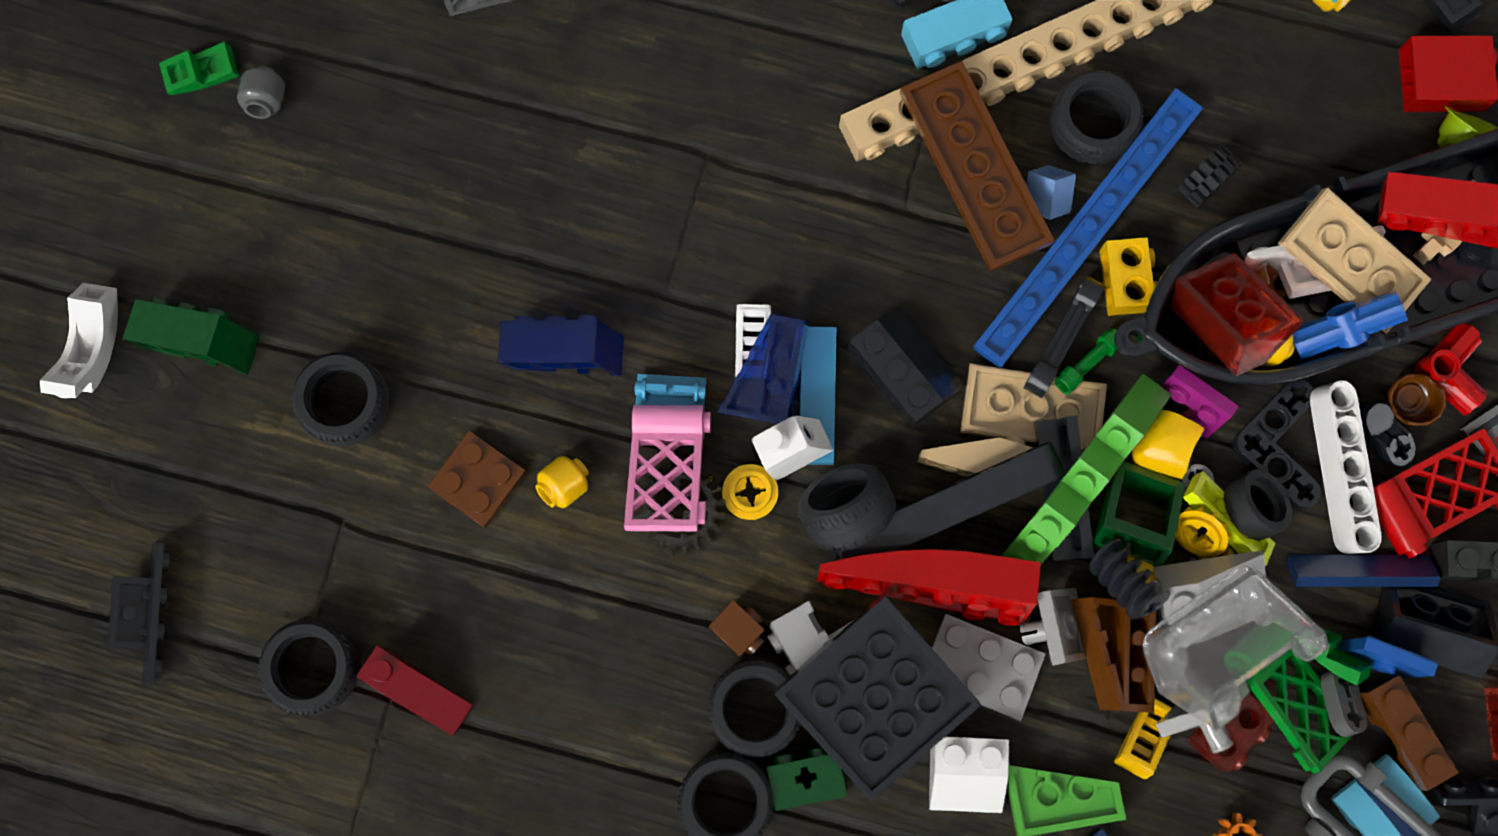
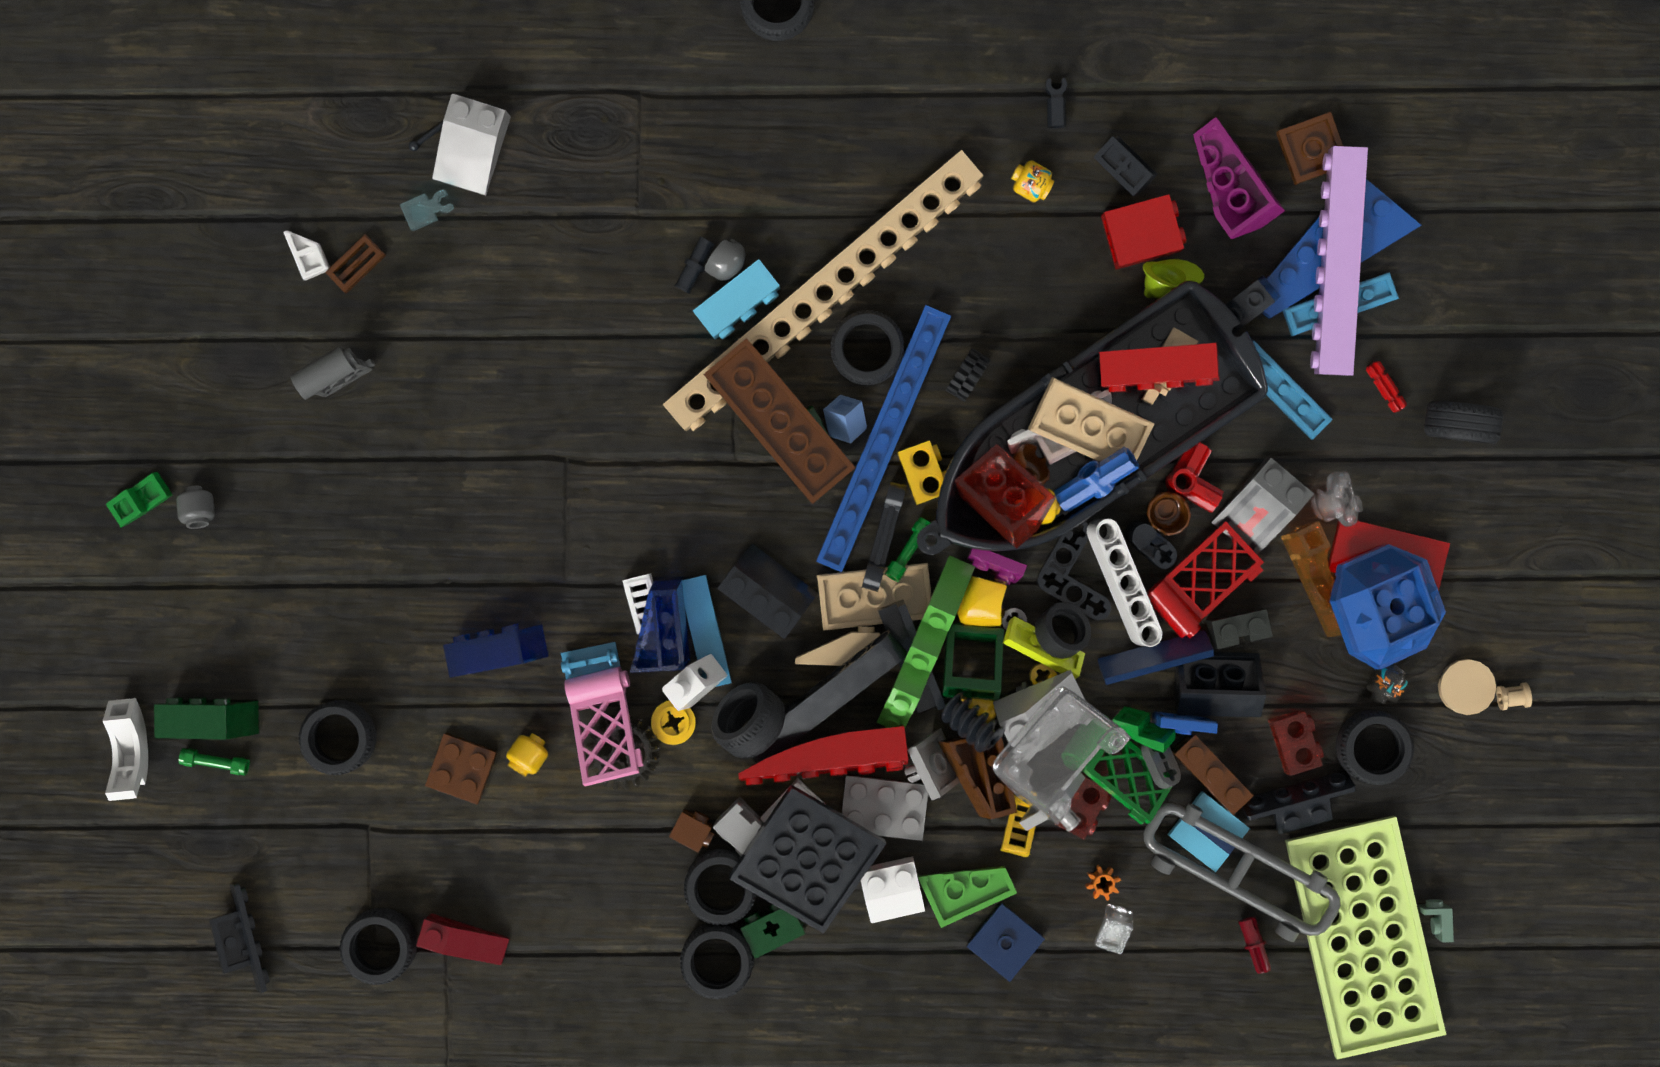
camera: 15 degrees left, 10 degrees up
(160, 379) = (191, 757): none -> green bar
(1208, 545) = (1033, 669): yellow gear -> none

